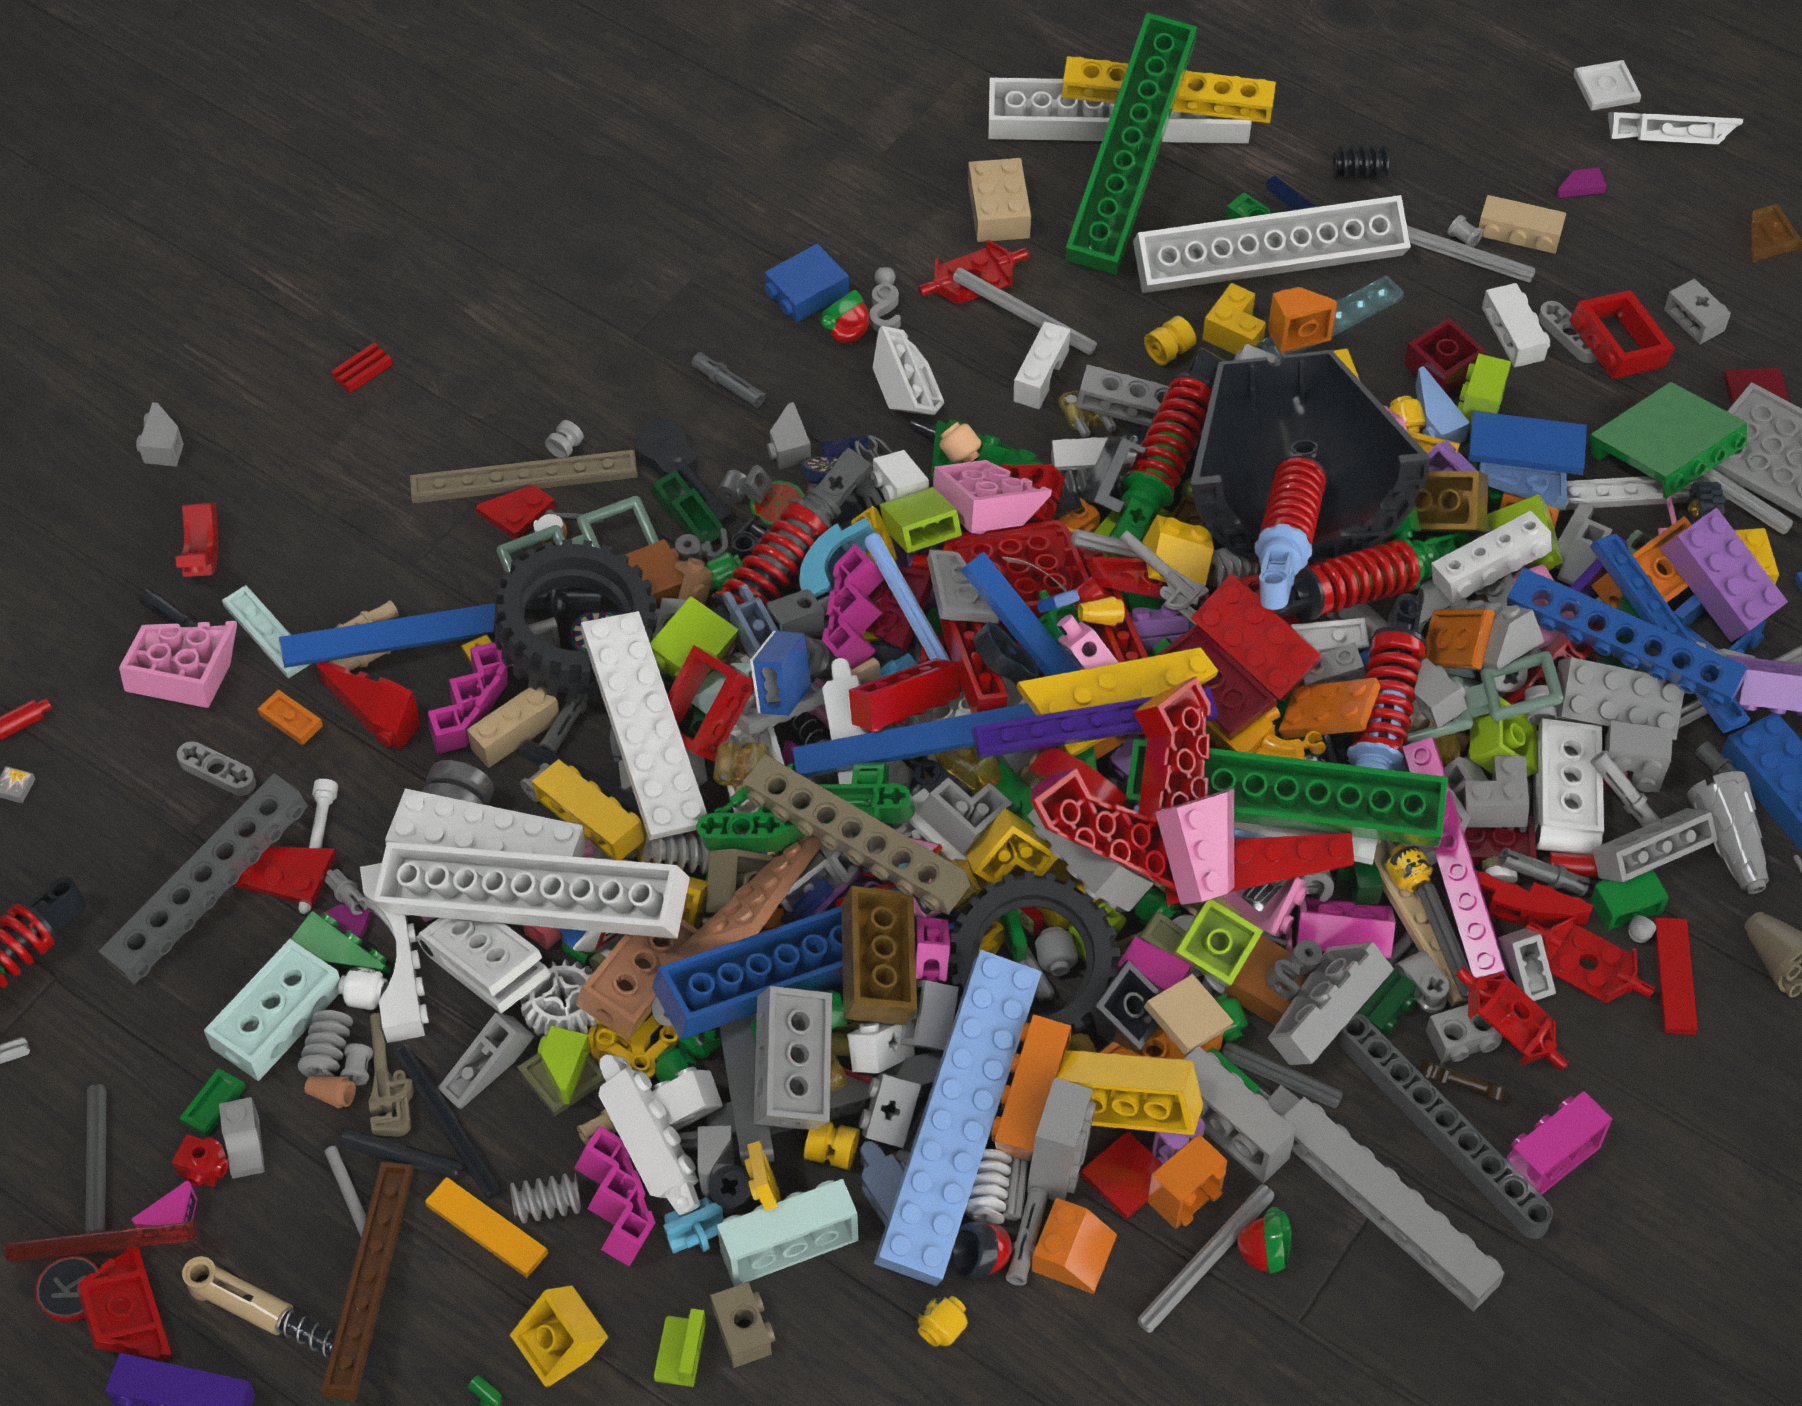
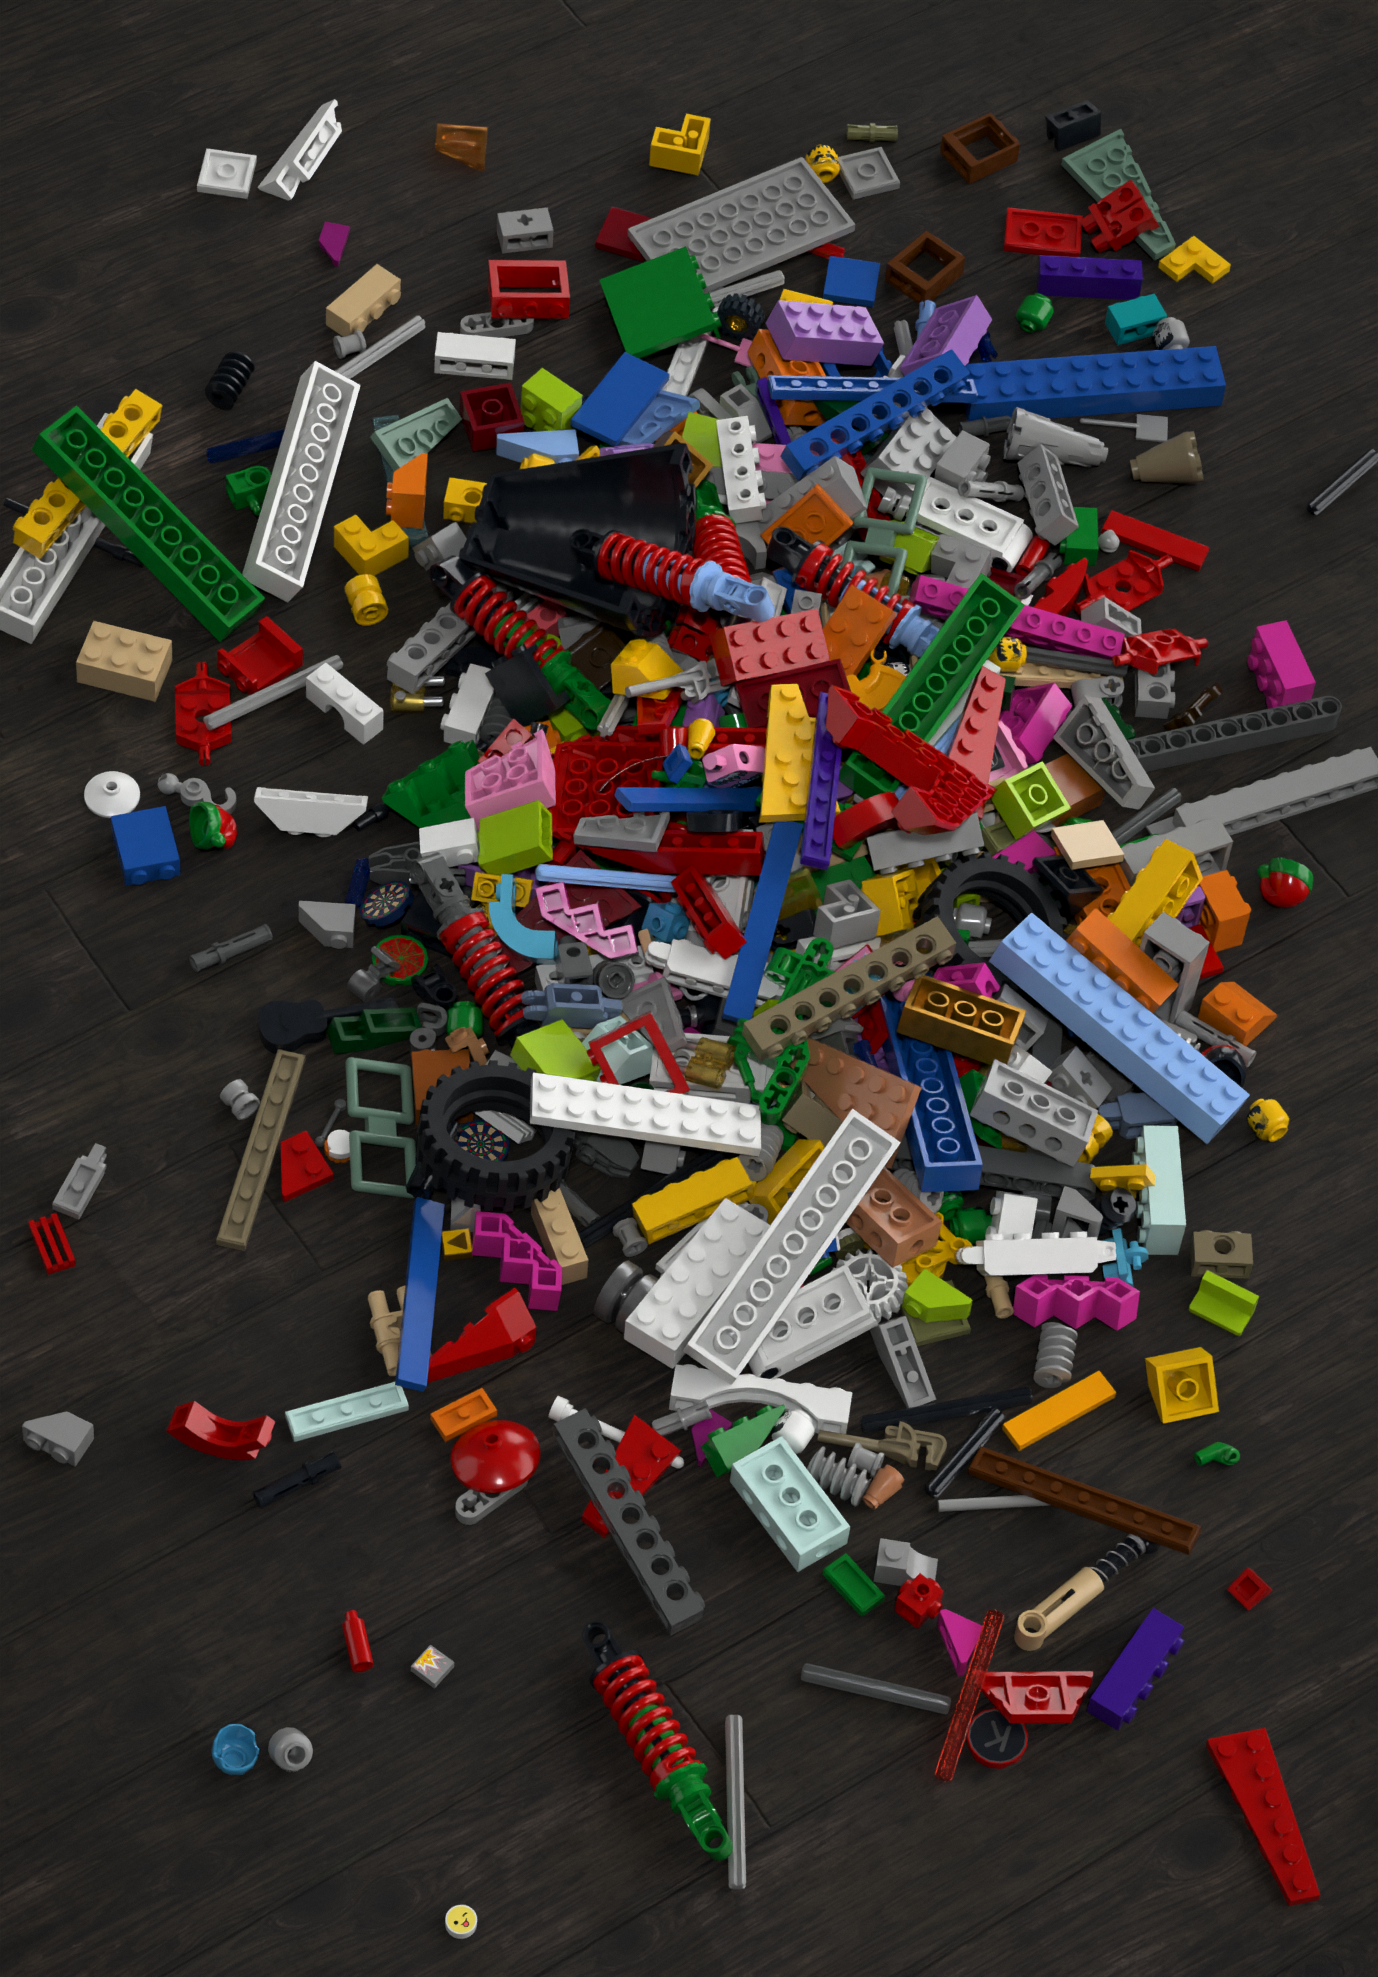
camera: 75 degrees left, 0 degrees up
(179, 661) = (363, 1484): bright pink wedge -> none
(250, 754) = (495, 1456): none -> red dish
(430, 363) = (81, 1183): none -> light grey hinge
(780, 673) = (646, 990): blue piece -> none
(858, 247) = (111, 802): none -> white dish
(960, 443) = (429, 786): light nougat head -> none
(1059, 292) = (261, 658): none -> red panel
(1200, 846) = (969, 757): bright pink wedge -> none
(1205, 1259) = (1278, 932): light grey axle -> none
(1298, 962) = (1062, 758): leg -> none
(1379, 308) = (415, 433): none -> sand green wing
(1438, 695) = (871, 555): light grey slope -> none

